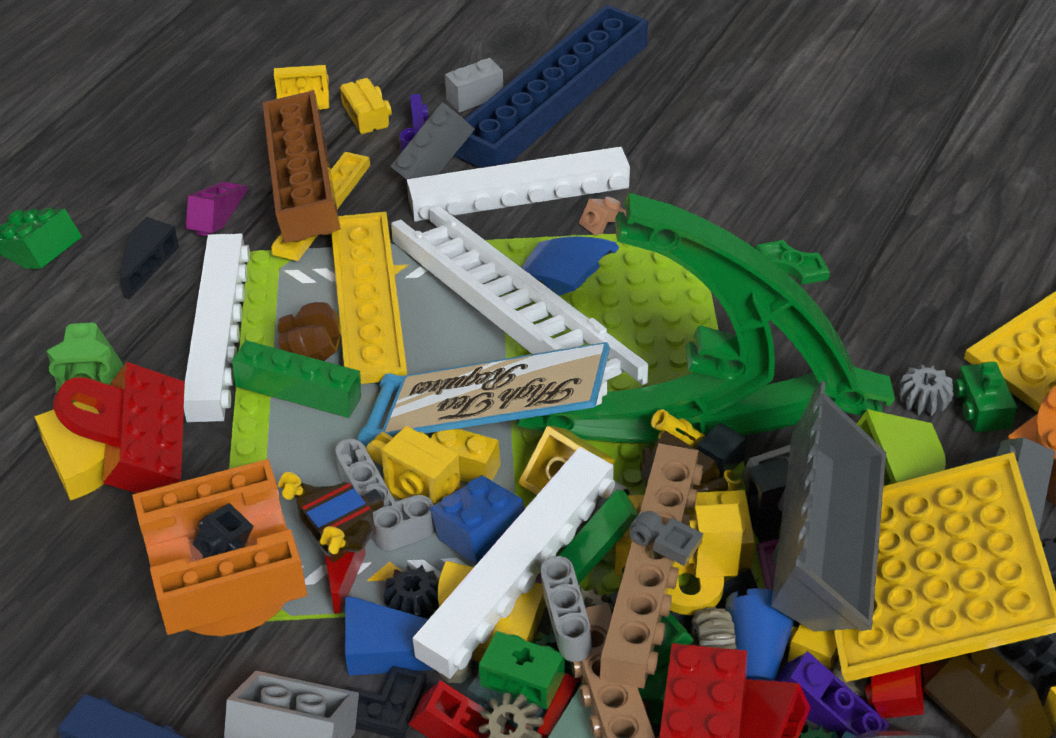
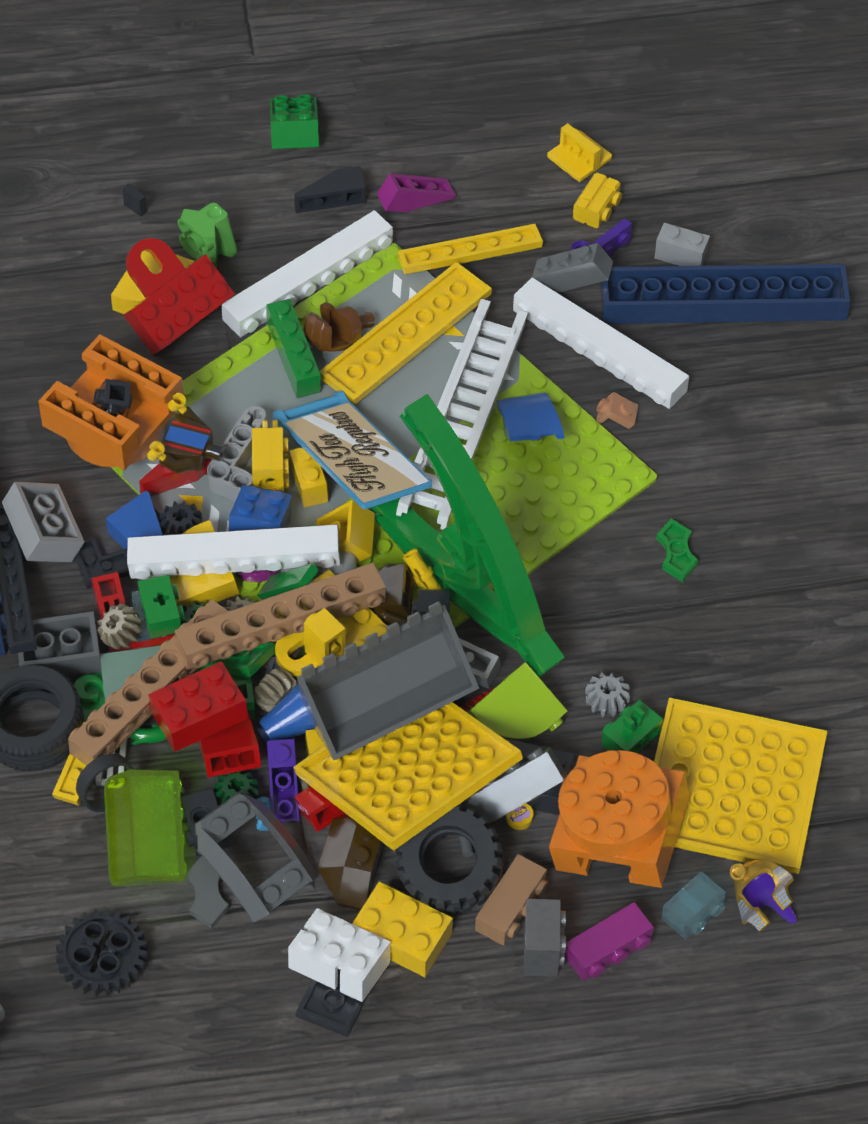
camera: 50 degrees right, 10 degrees up
(300, 167) = (482, 209): dark orange brick -> none
(566, 608) = (205, 594): light grey beam -> none
(672, 541) = (288, 608): dark grey plate -> none

